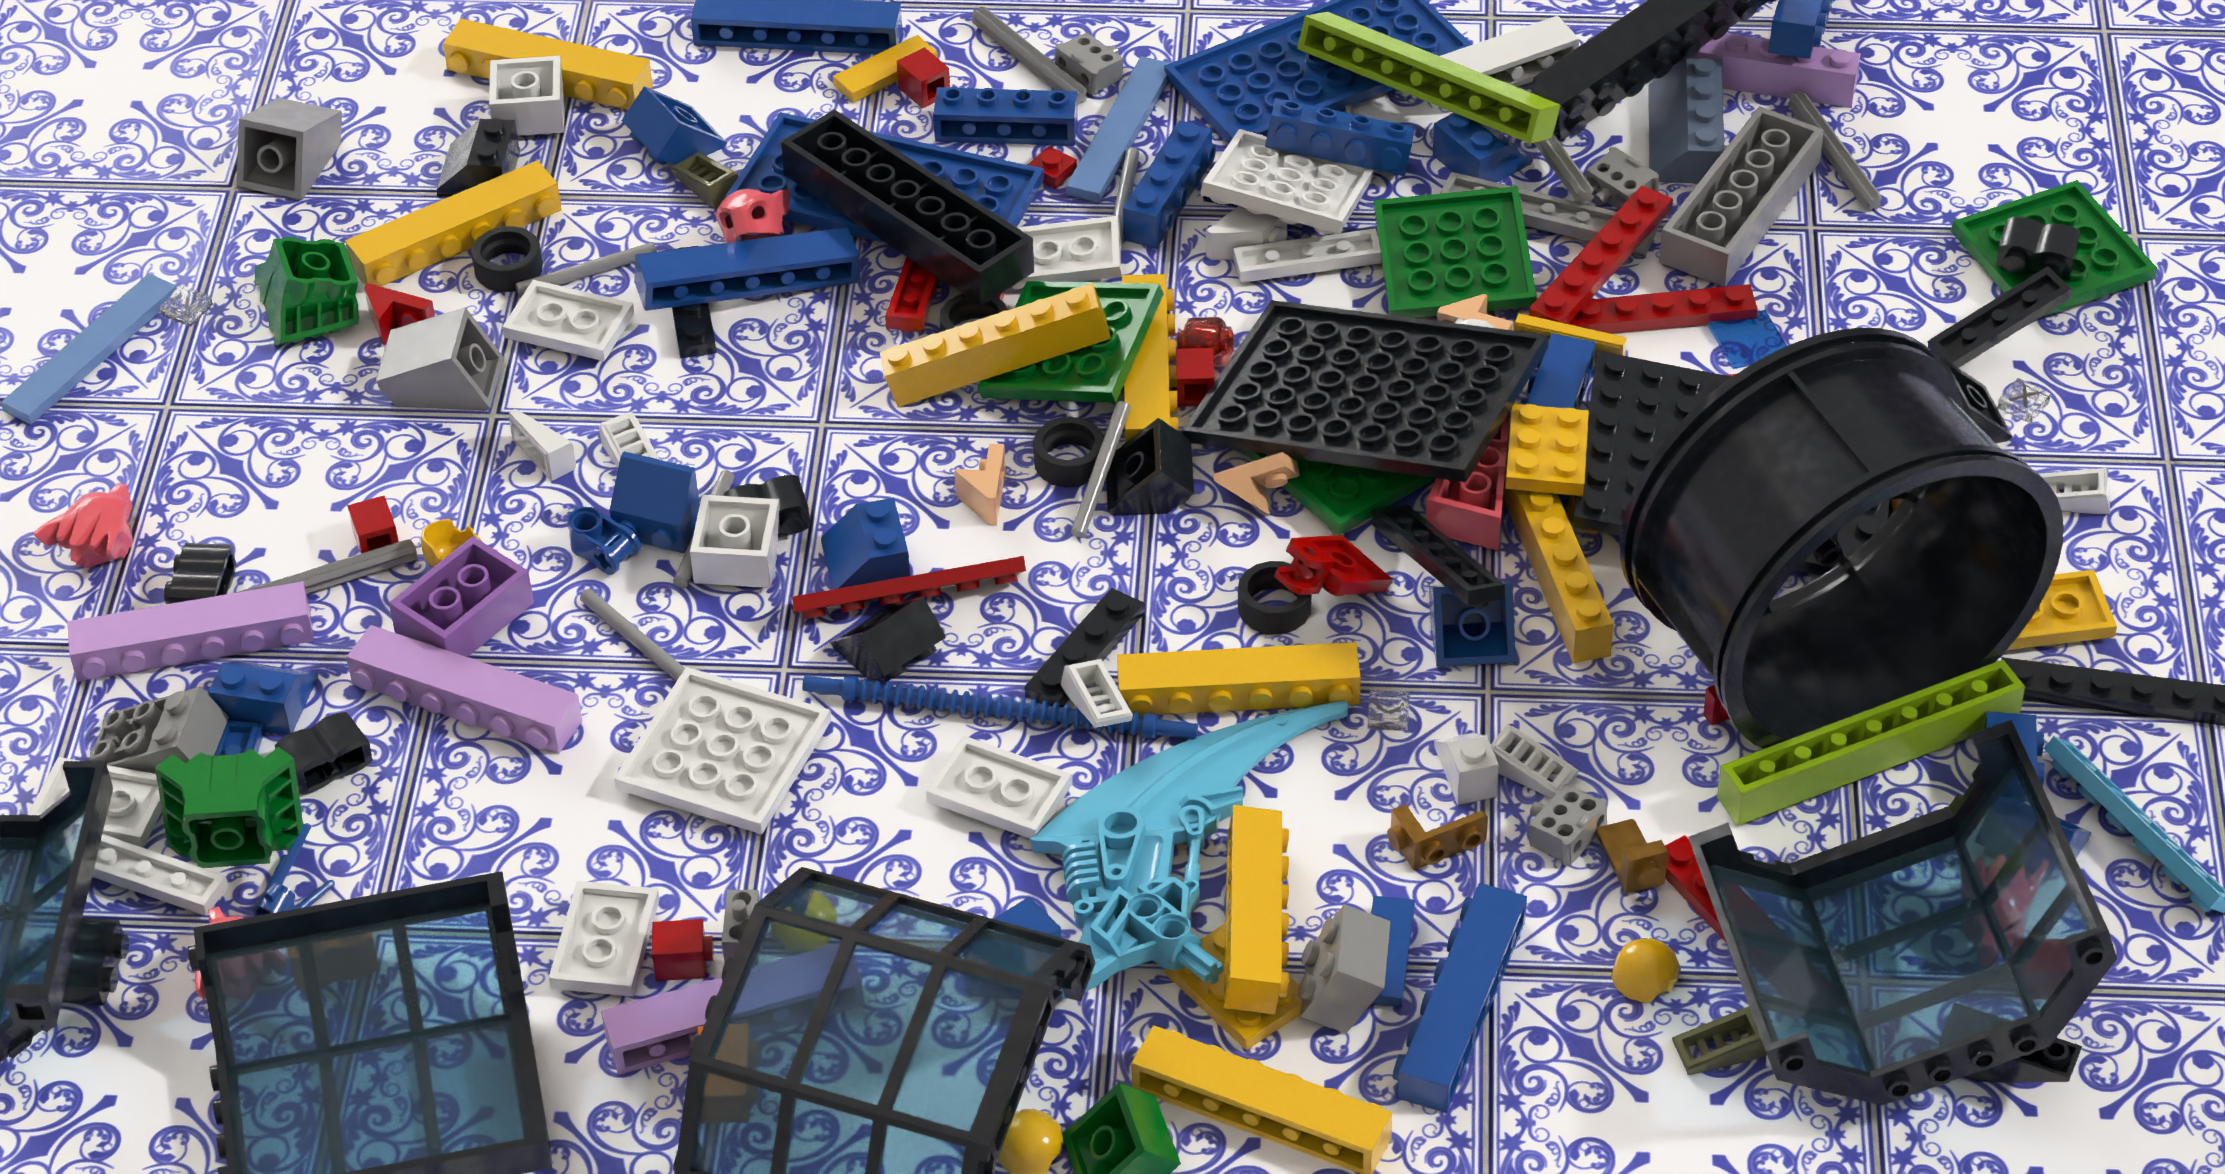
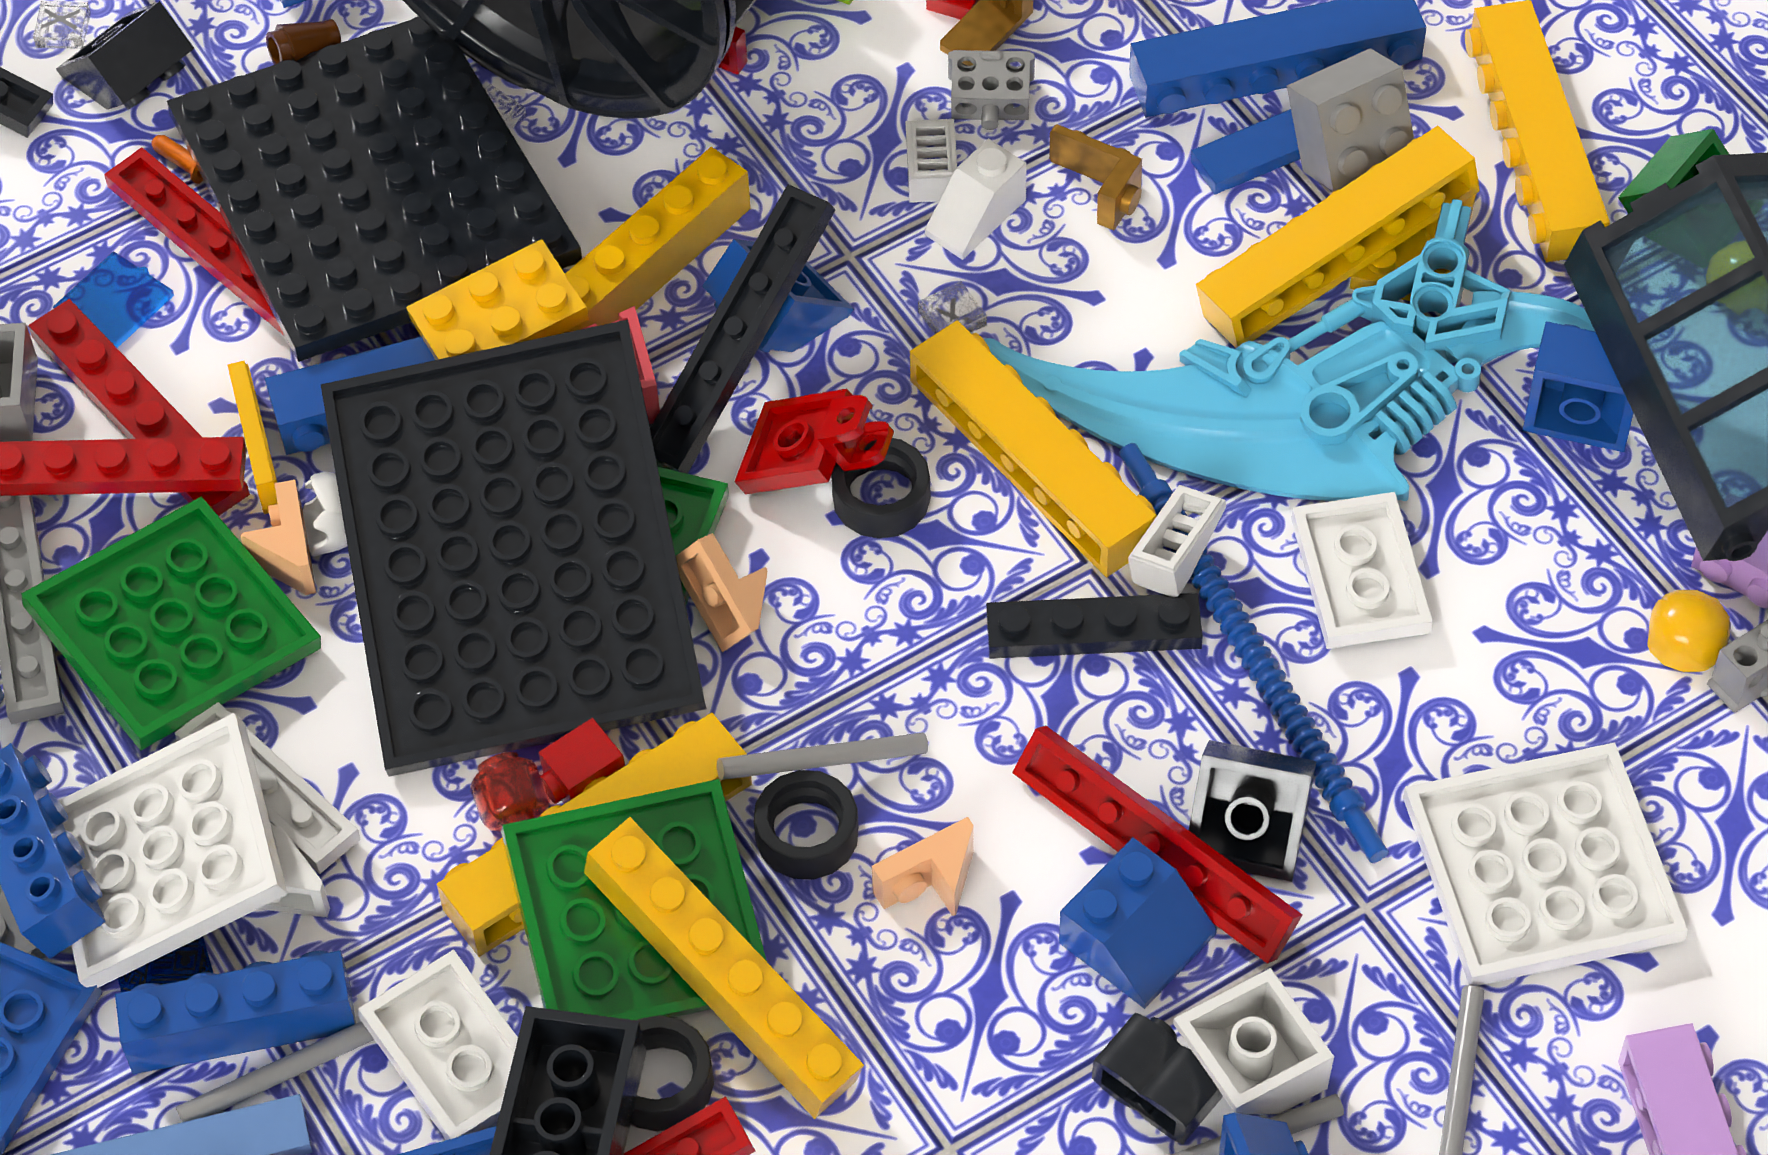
camera: 125 degrees left, 10 degrees up
(1151, 472) = (784, 704): black slope -> none

